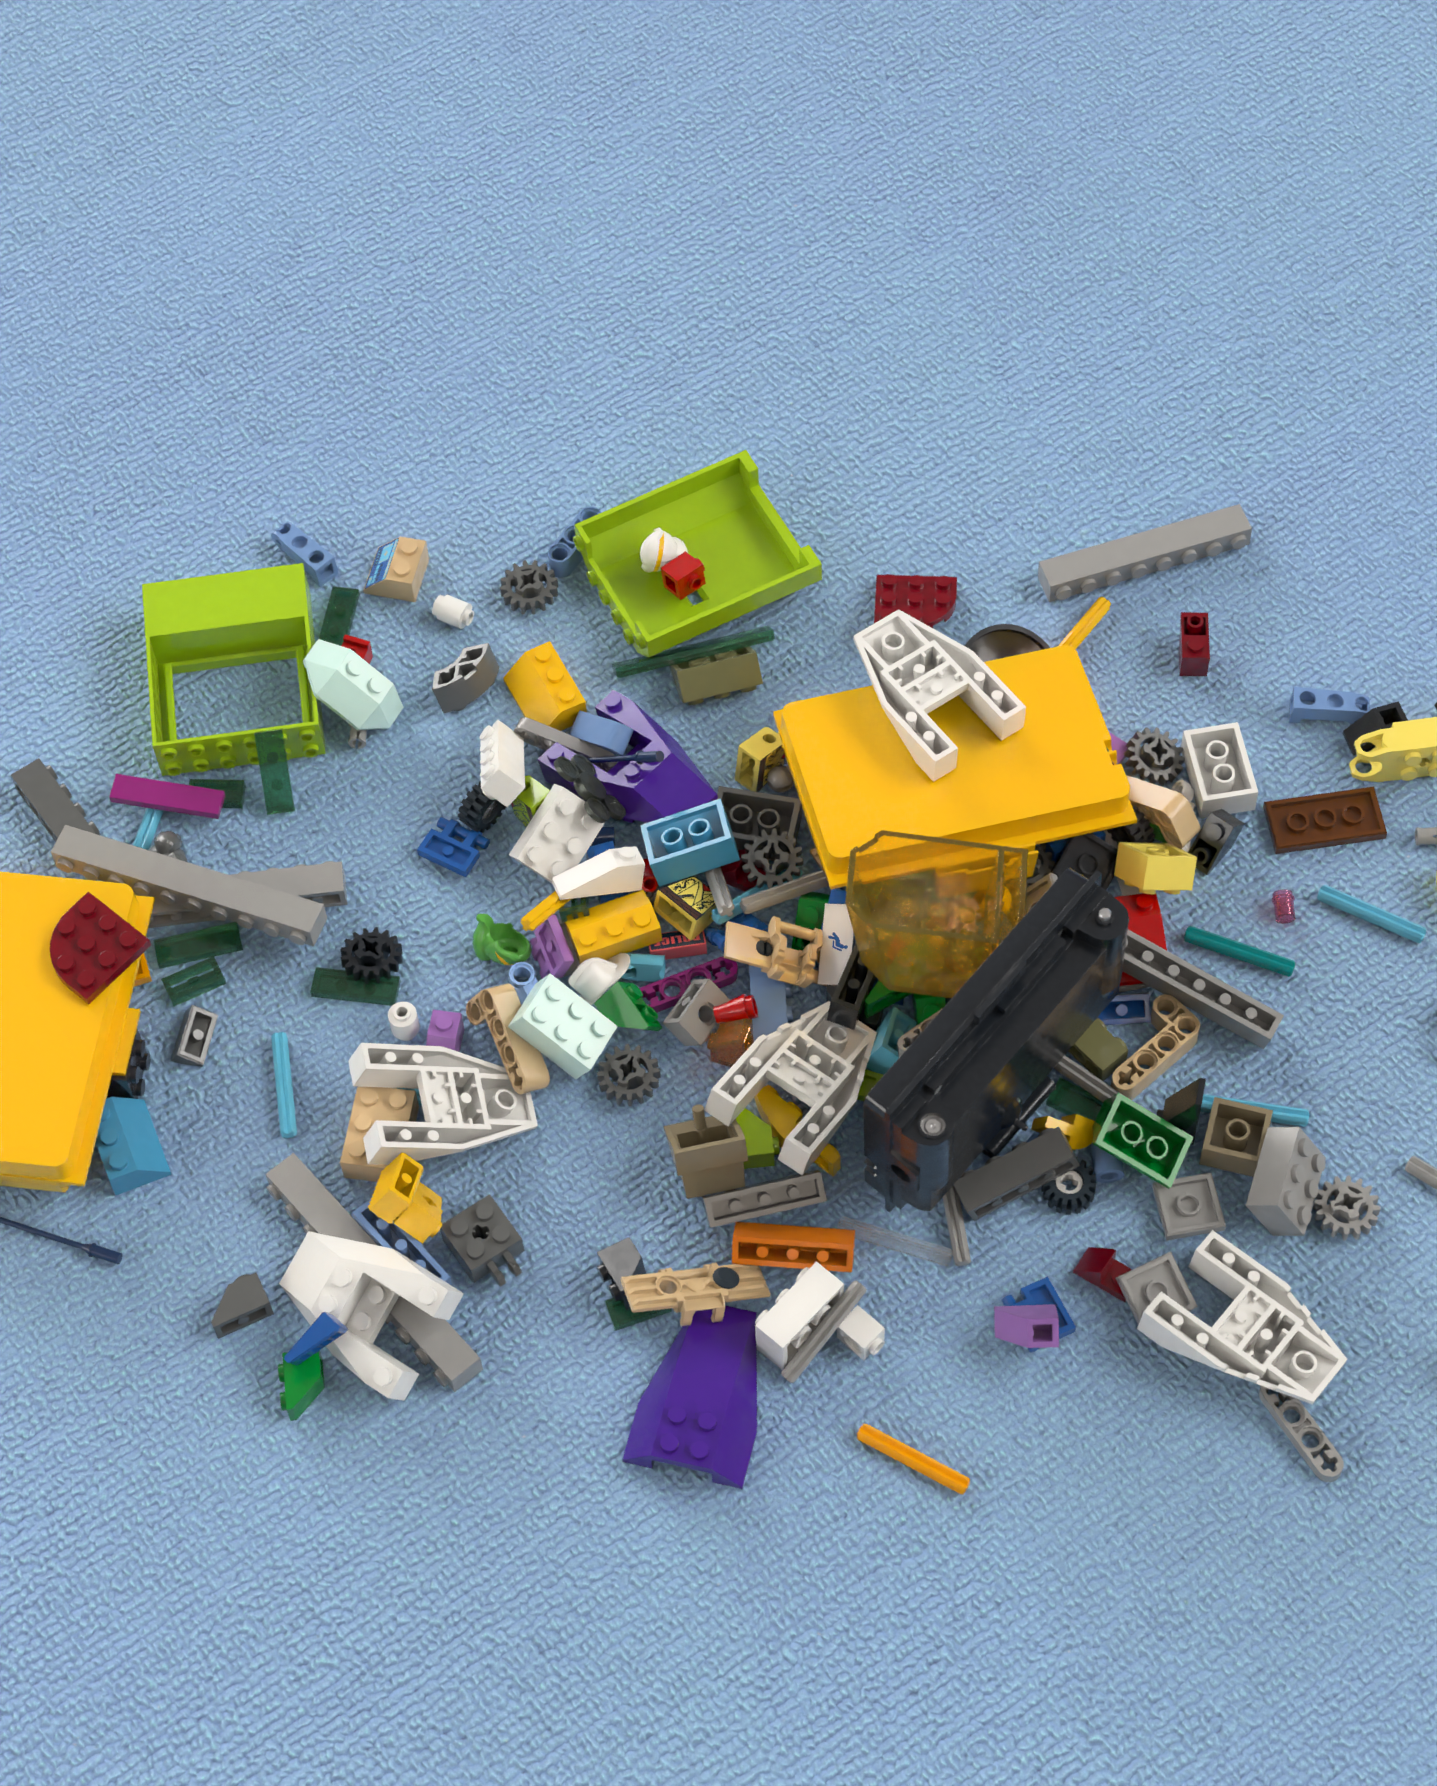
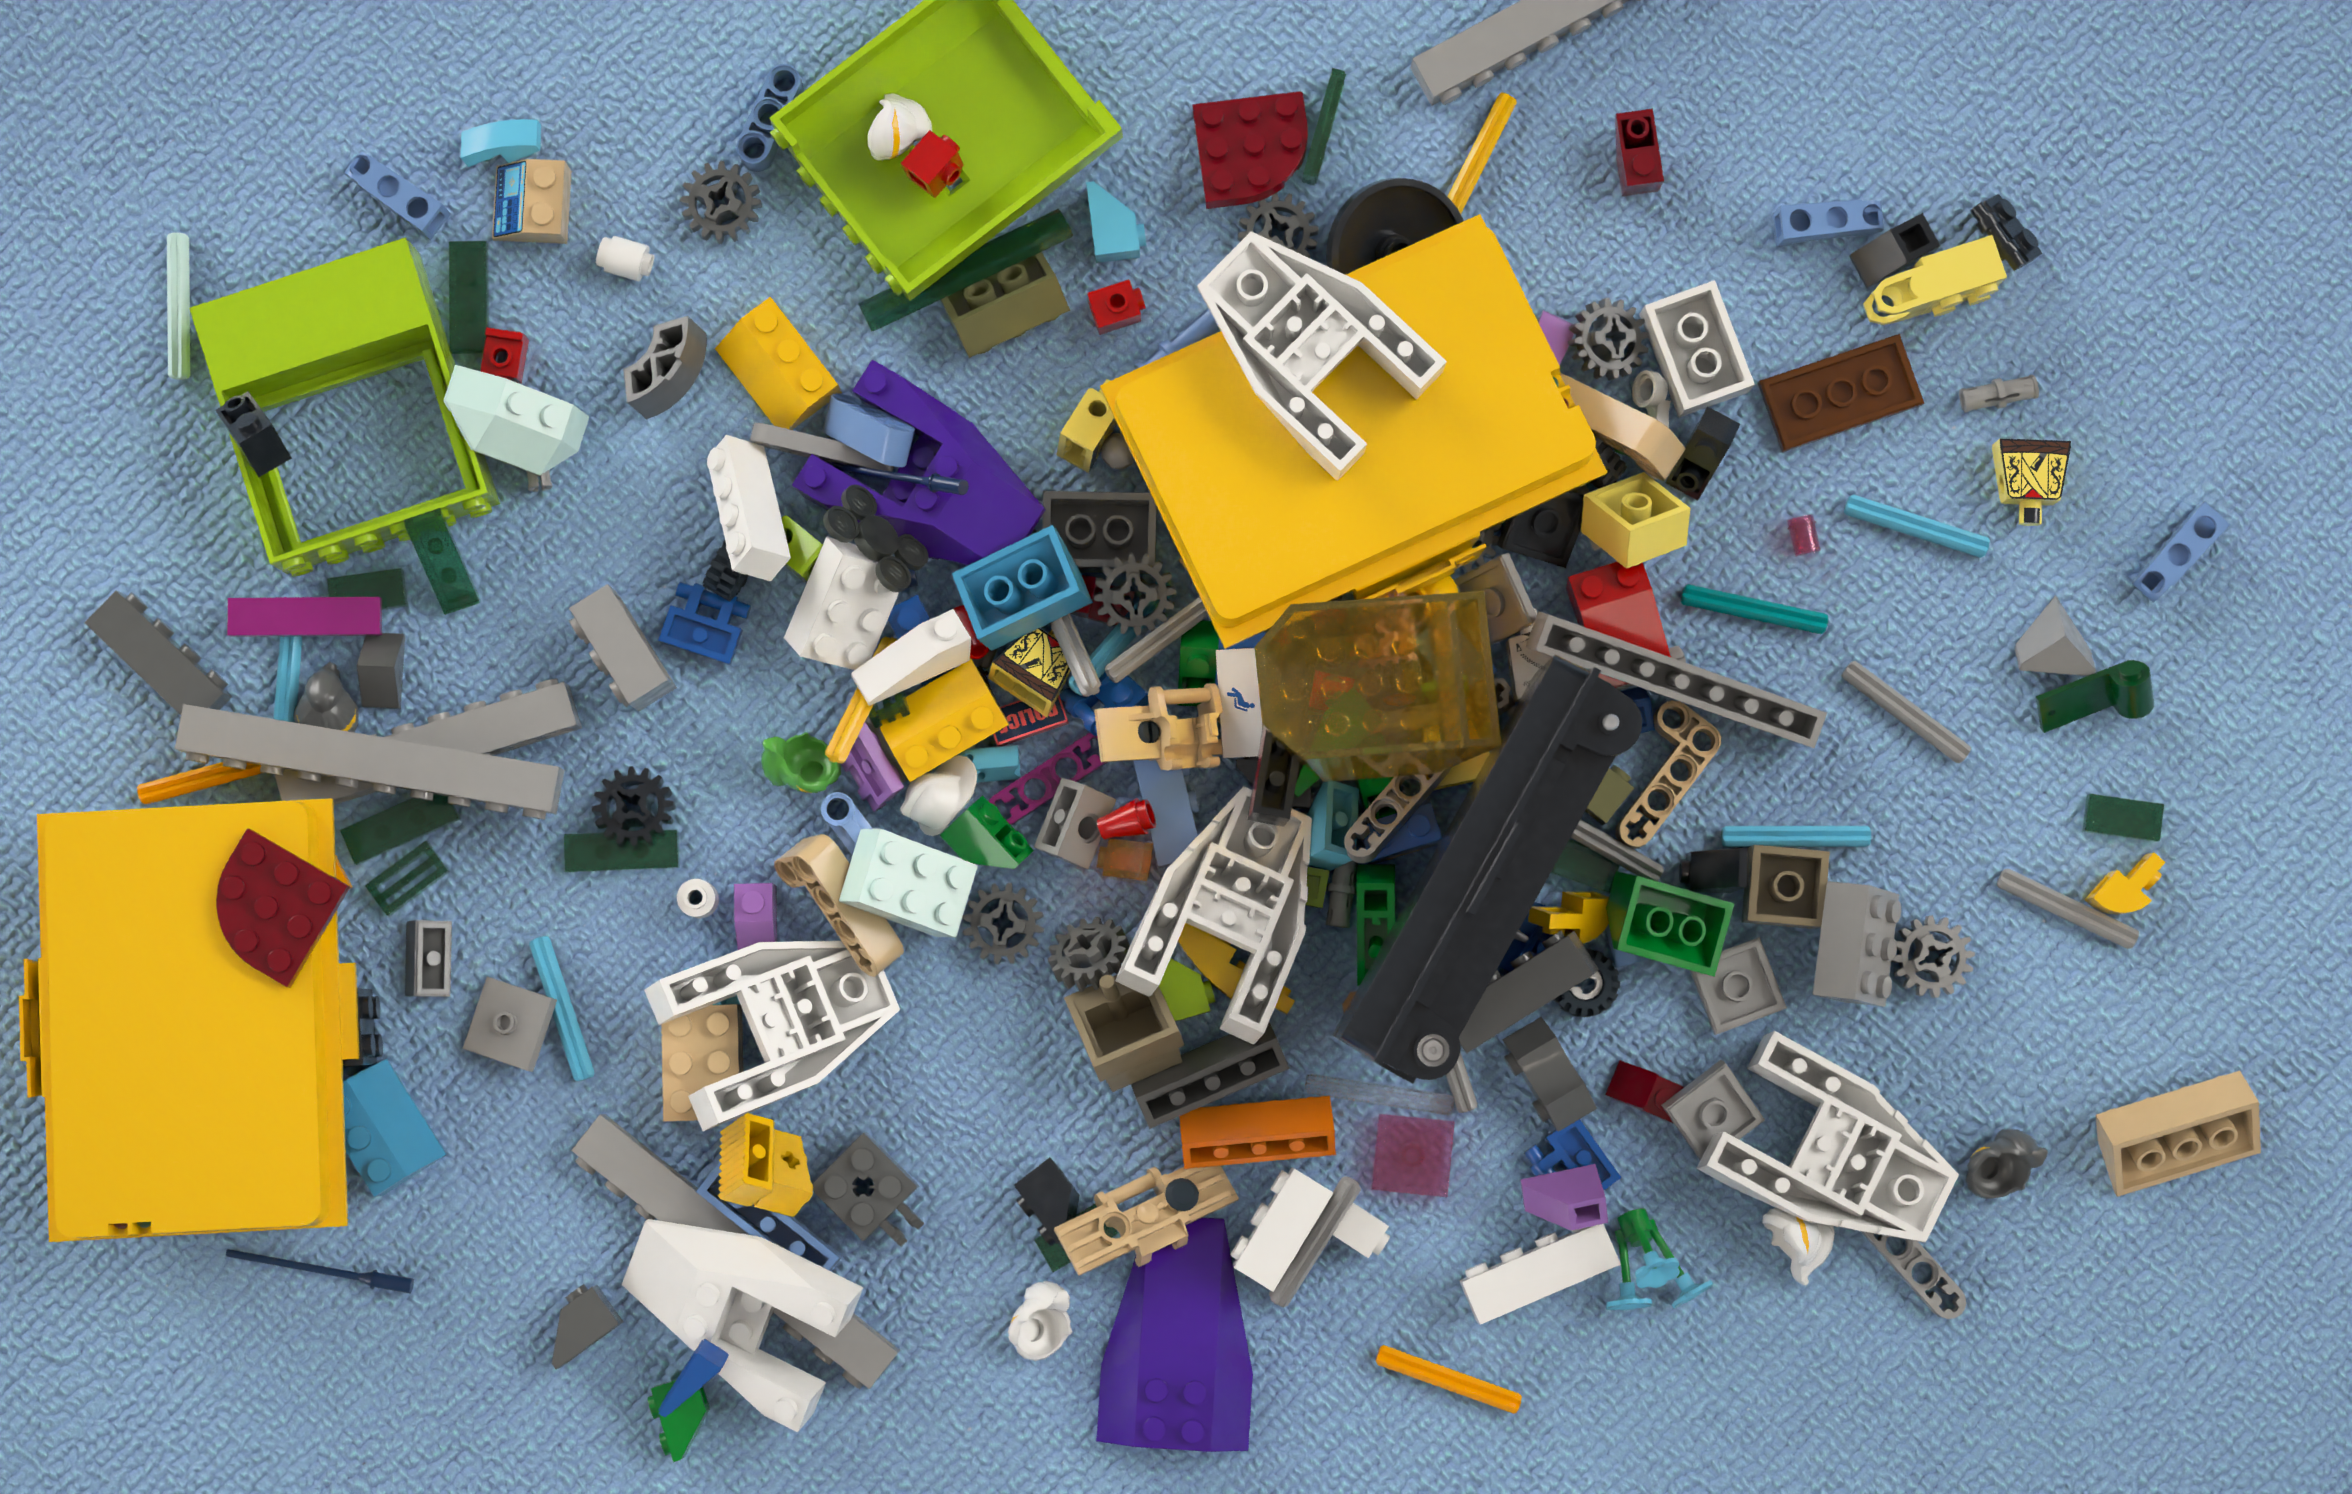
camera: 15 degrees left, 25 degrees up
(134, 600) = (178, 306): none -> light aqua axle
(164, 660) = (253, 433): none -> black slope
(212, 843) = (381, 671): none -> dark grey slope
(242, 1086) = (509, 1024): none -> light grey plate
(388, 847) = (620, 649): none -> light grey brick
(389, 528) = (509, 138): none -> medium azure slope
(596, 1358) = (1041, 1321): none -> white hair
(679, 1101) = (1088, 953): none -> dark grey gear
(795, 685) = (1115, 306): none -> red brick
(804, 639) = (1113, 227): none -> medium azure slope
(913, 1287) = (1412, 1155): none -> clear pink plate
(968, 599) = (1324, 126): none -> clear green tile
(999, 1384) = (1538, 1272): none -> white brick
(1029, 1243) = (1549, 1074): none -> dark grey brick
(1089, 1385) = (1639, 1232): none -> plant
(1212, 1394) = (1801, 1240): none -> white hair
(1348, 1037) = (1906, 712): none -> light grey axle
(1384, 1365) = (2003, 1164): none -> dark grey hair

